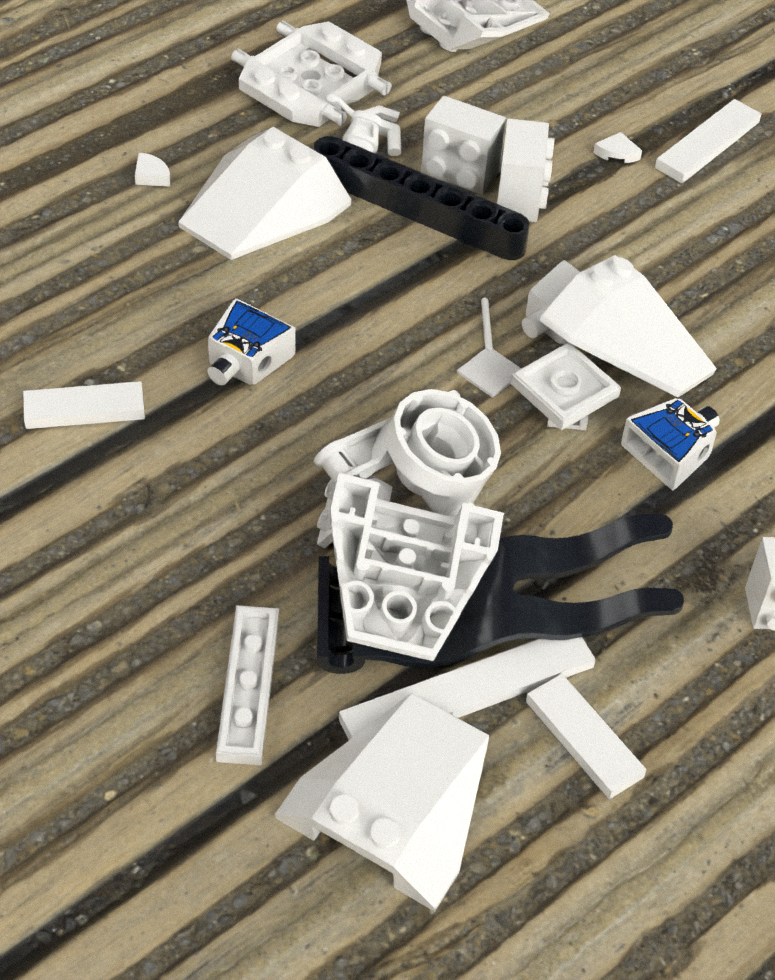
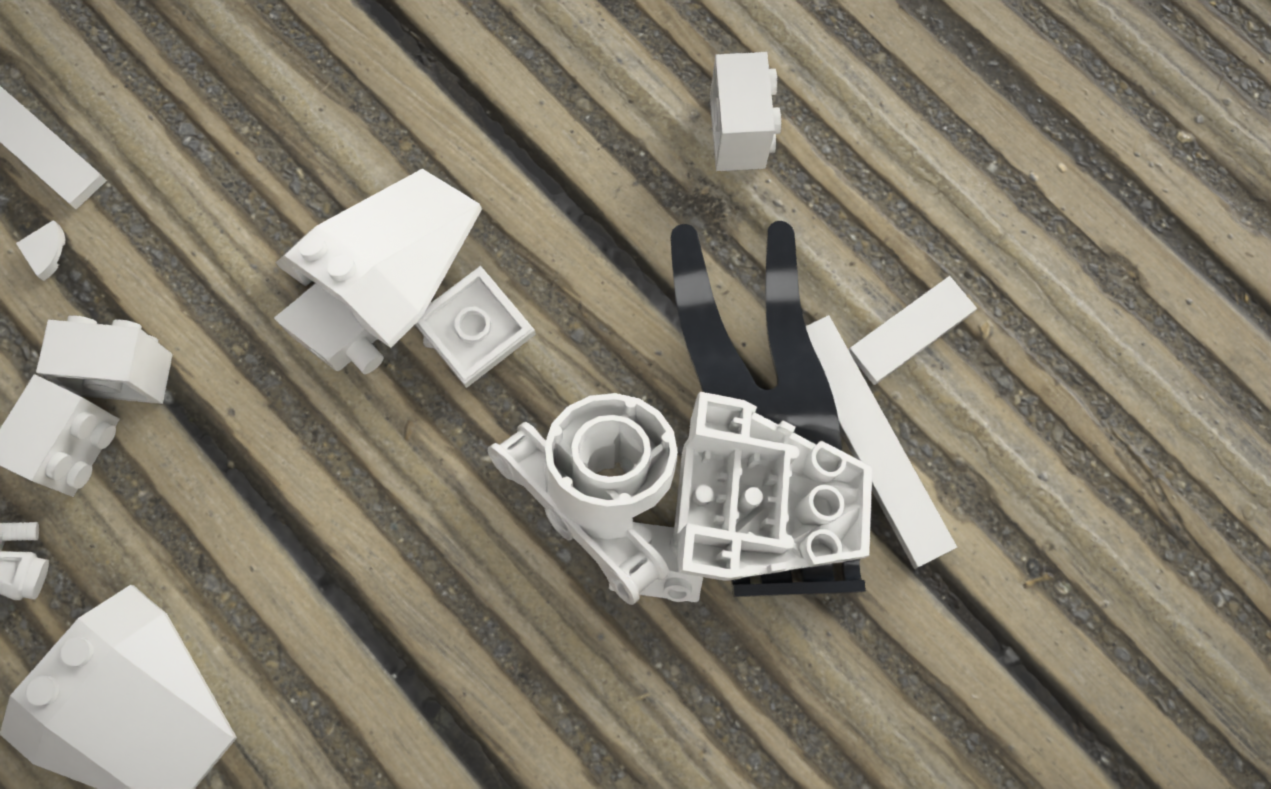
camera: 90 degrees left, 25 degrees up
(248, 345) = (408, 703): torso -> none
(248, 686) = (886, 664): white tile -> none
(398, 796) = (1010, 511): white wedge -> none
(427, 199) = (116, 506): black beam -> none
(488, 369) = (425, 413): white piece -> none
(671, 439) = (540, 218): torso -> none

